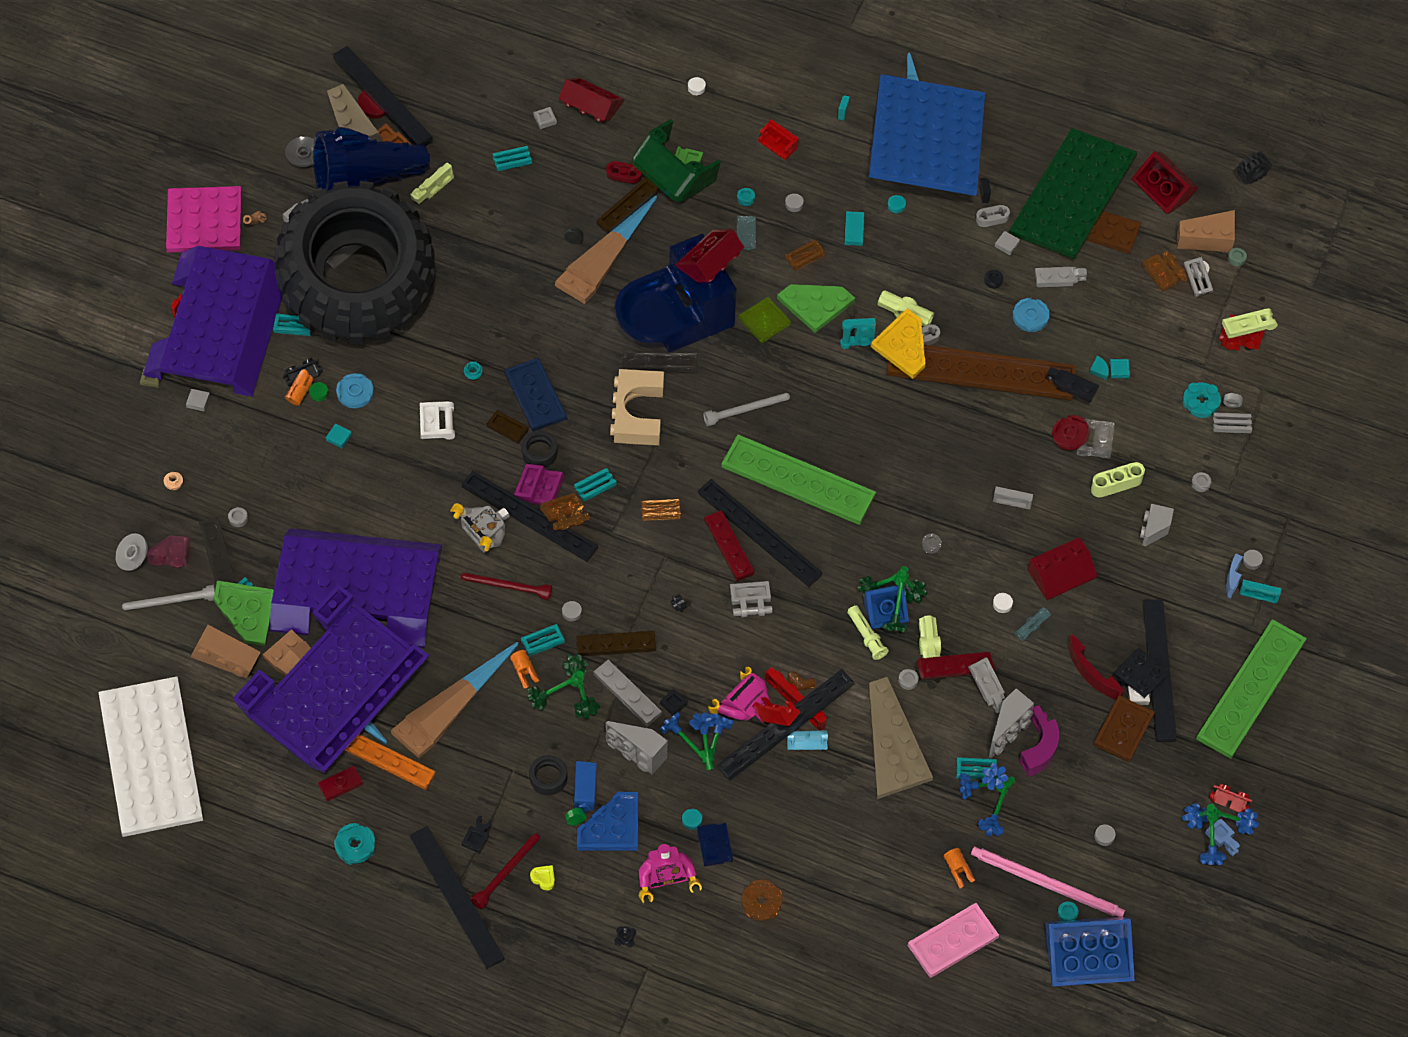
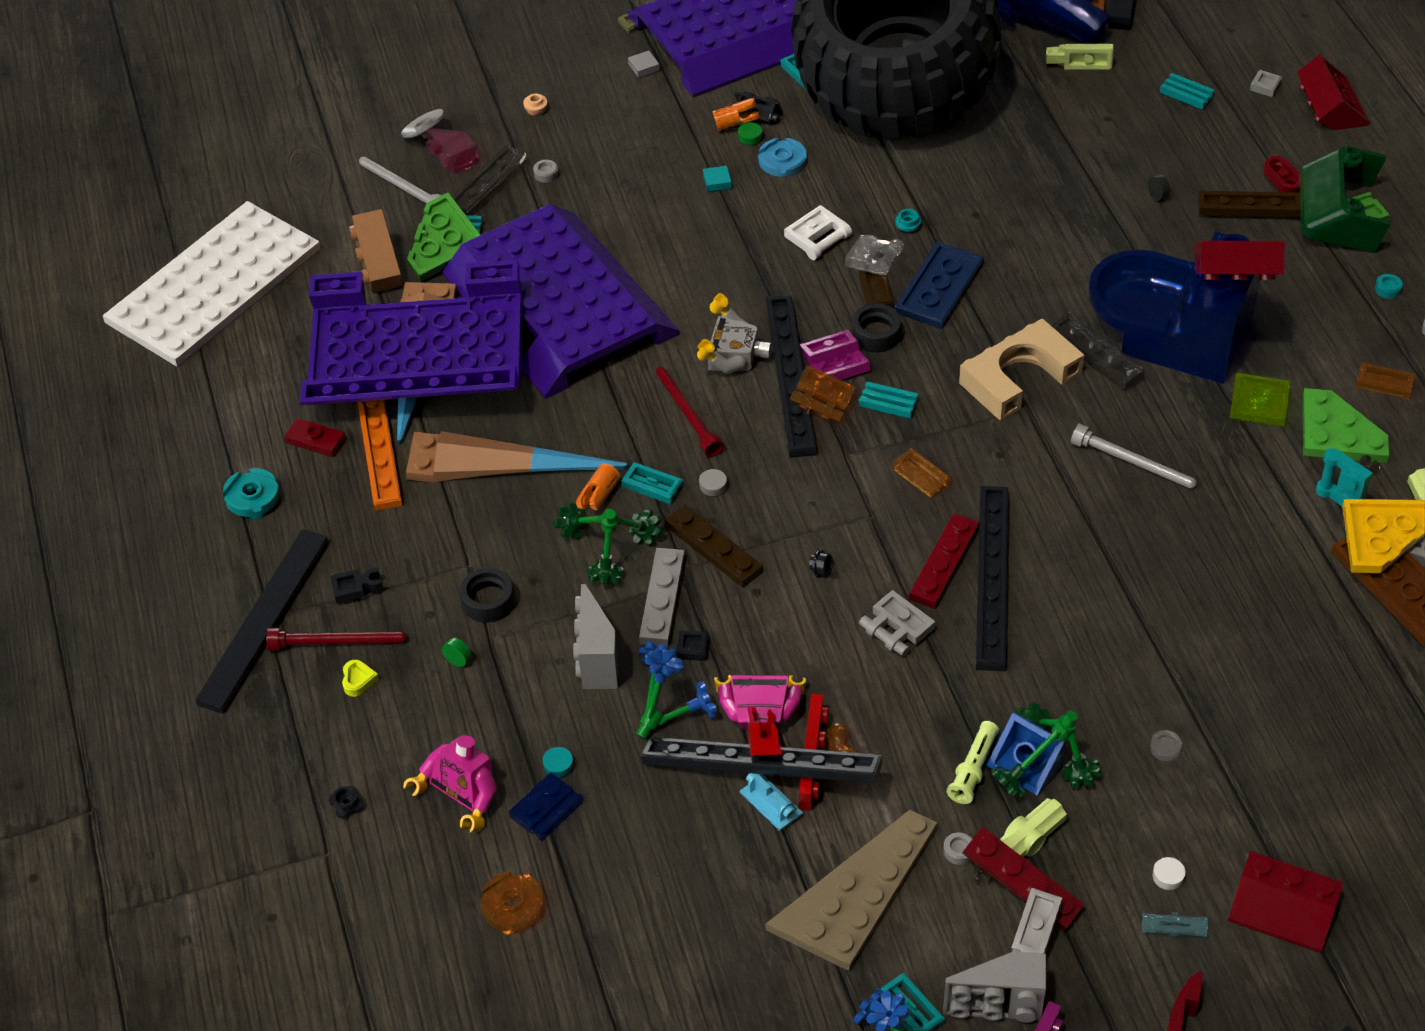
camera: 55 degrees right, 10 degrees down
(480, 411) = (868, 249): none -> clear plate
(585, 785) = (492, 628): blue slope -> none
(589, 270) = (1135, 226): medium nougat plate -> none
(612, 826) = (478, 694): blue plate -> none
(746, 231) = (1346, 315): clear light blue slope -> none
(798, 479) = (1099, 565): bright green plate -> none
(1013, 498) = (1320, 781): light grey tile -> none

